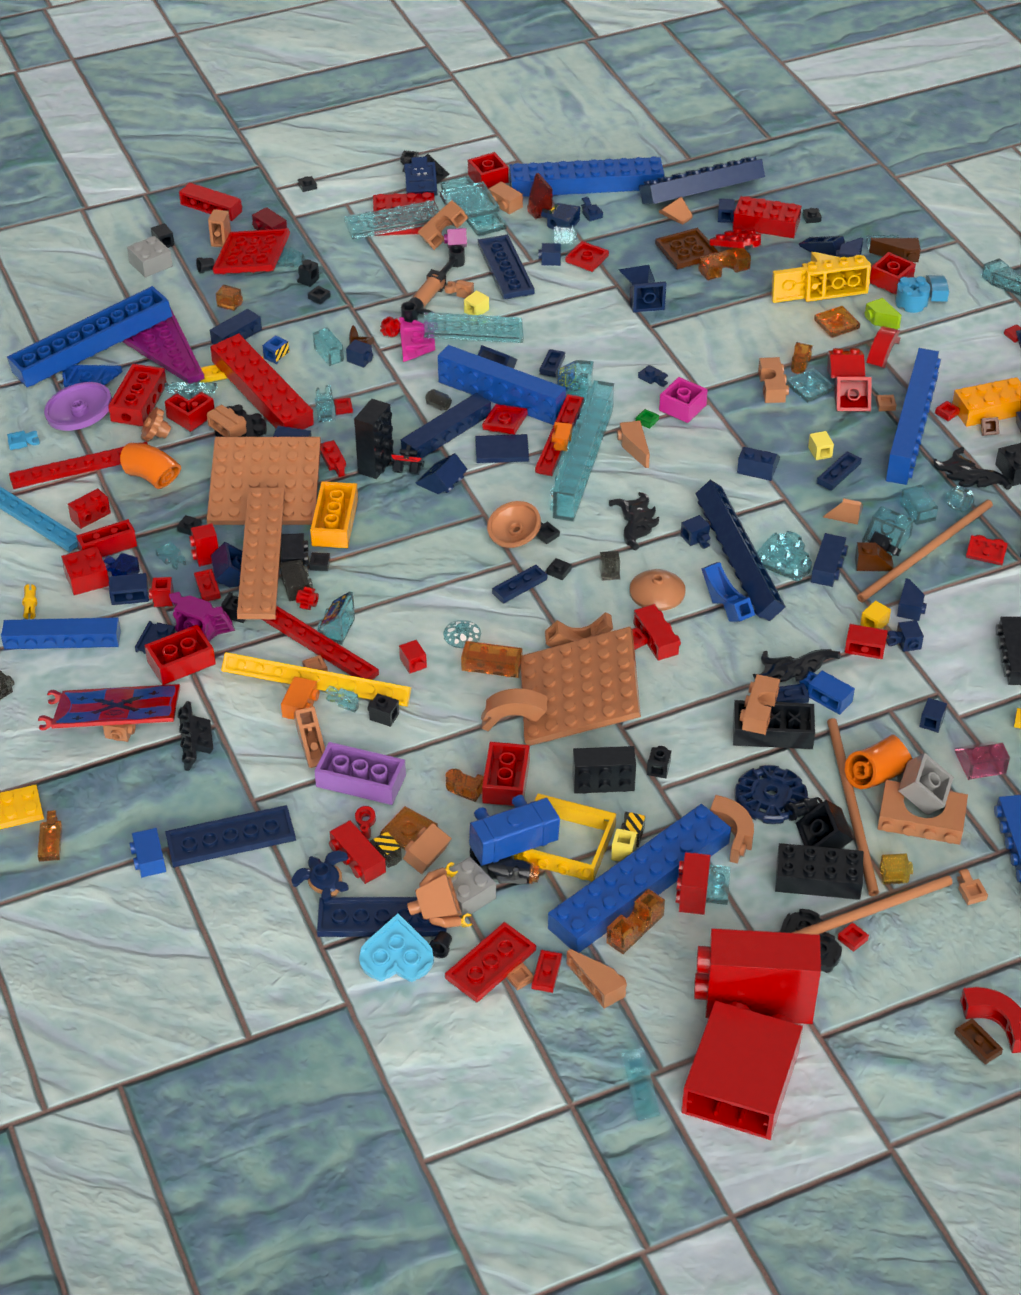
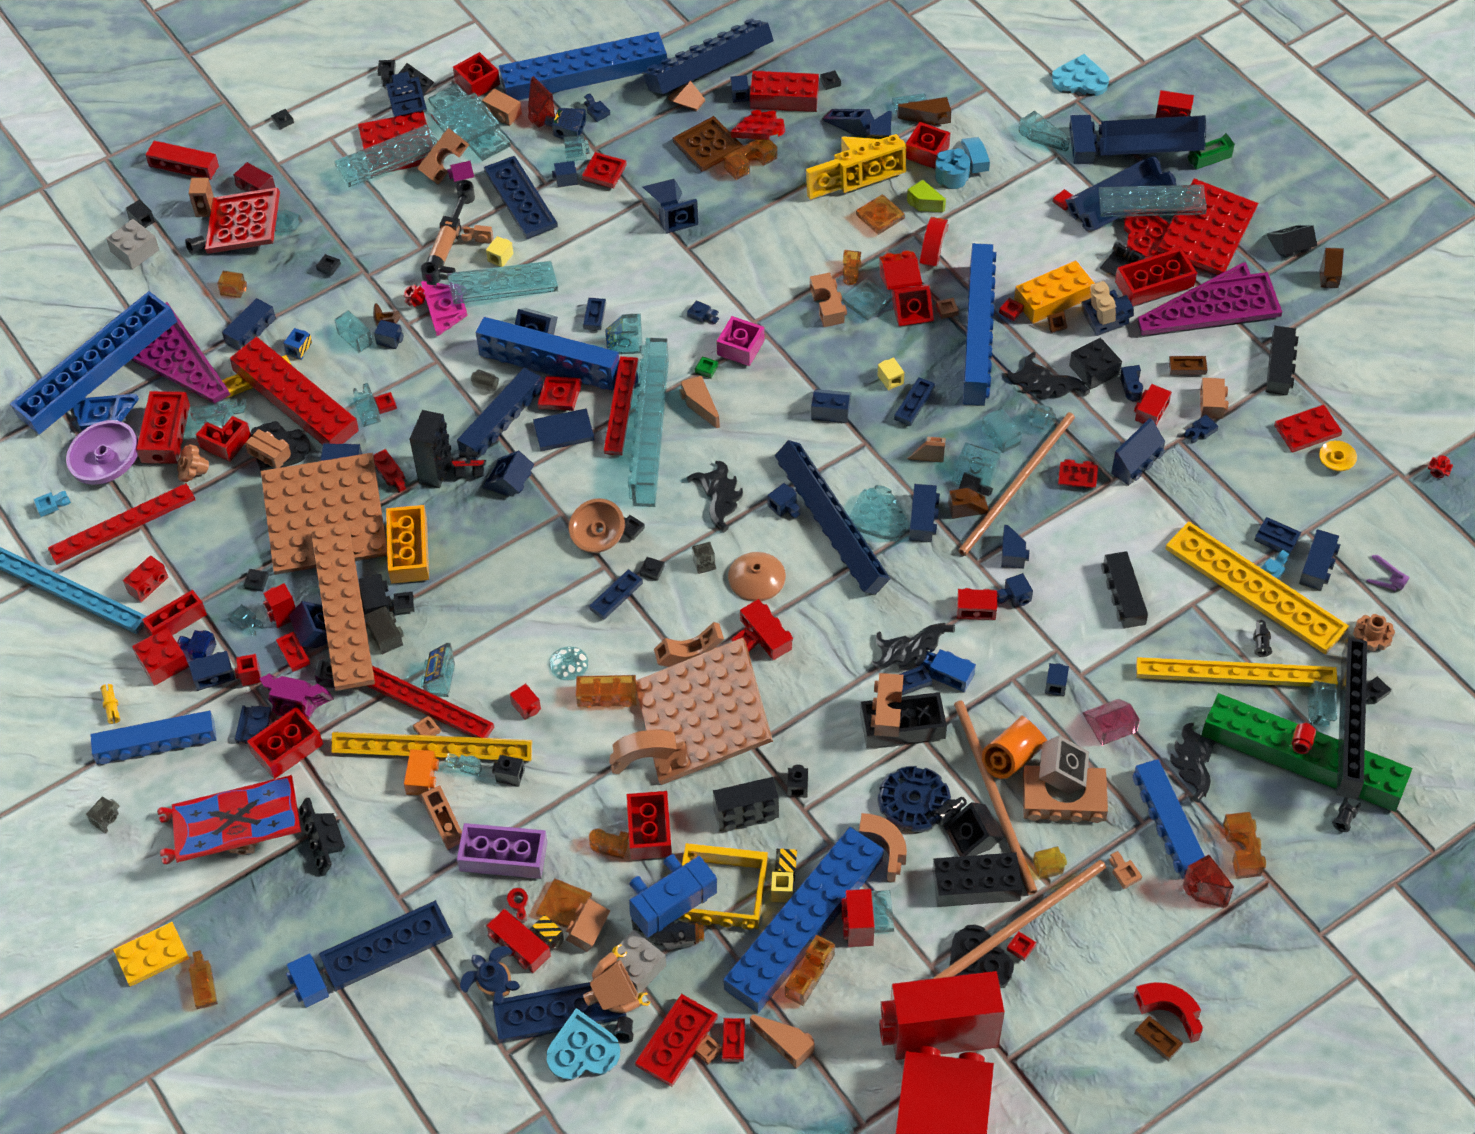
camera: 10 degrees left, 10 degrees up
(149, 464) = (197, 514): orange brick -> none
(307, 598) = (401, 650): red gear -> none
(308, 272) = (310, 239): black brick -> none
(562, 435) = (625, 410): orange brick -> none
(722, 592) = (842, 586): blue arch -> none
(875, 616) = (981, 573): yellow brick -> none

